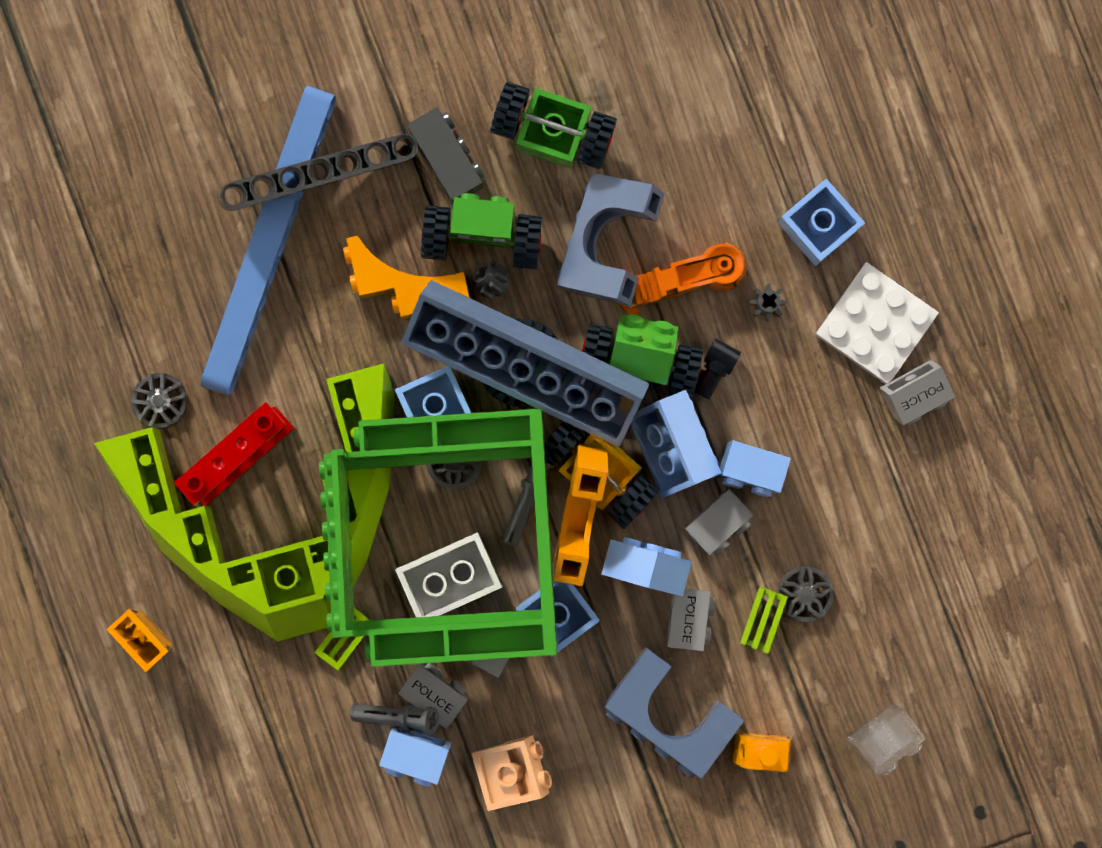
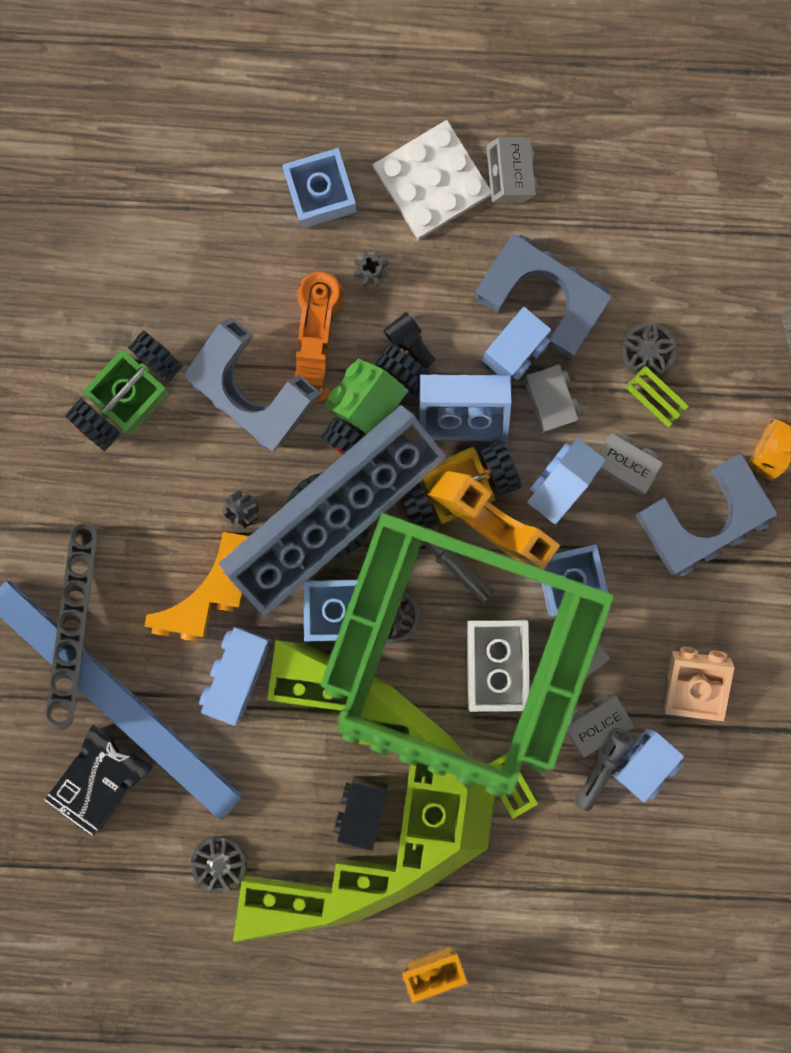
camera: 65 degrees left, 0 degrees up
(186, 256) = (96, 782): none -> black piece
(234, 455) = (300, 815): red fence -> none
(261, 510) = (362, 813): none -> black brick
(336, 340) = (235, 675): none -> light blue brick
(446, 154) = (107, 501): dark grey brick -> none
(481, 224) = (186, 495): brick -> none
(836, 438) = (522, 260): none -> sand blue arch

